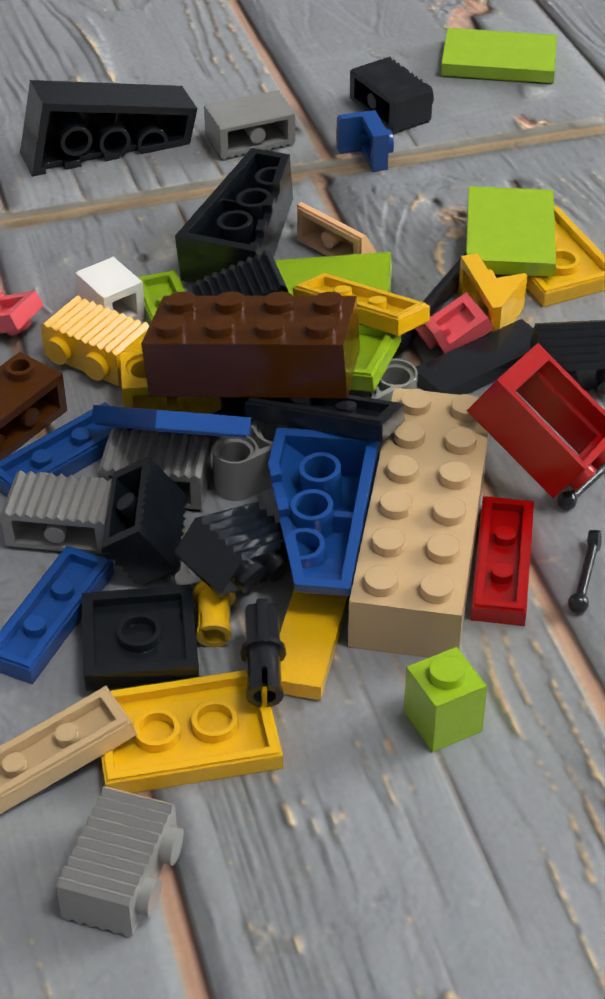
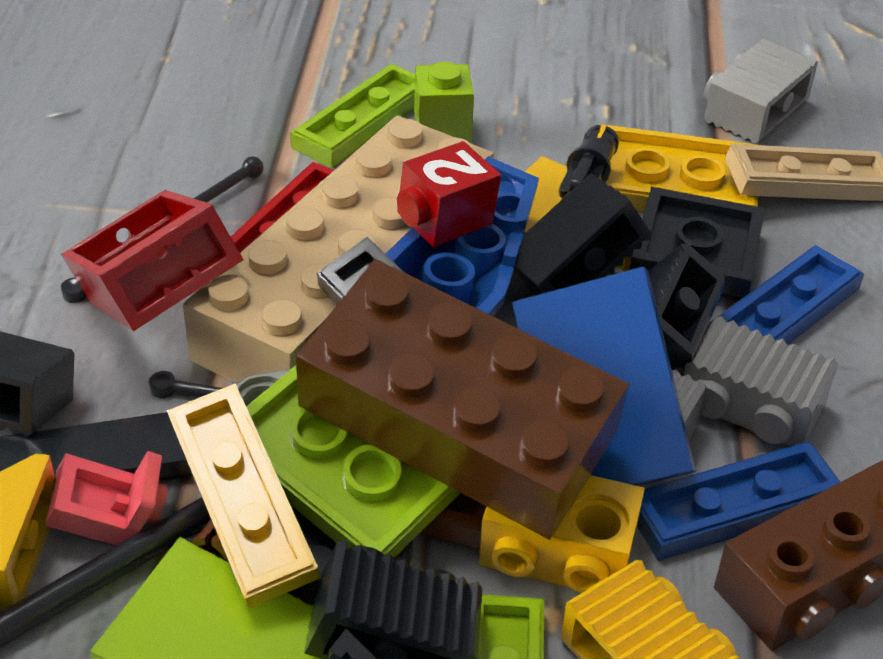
camera: 160 degrees left, 0 degrees up
(346, 488) = (448, 193): none -> red brick
(529, 705) = (355, 116): none -> lime tile

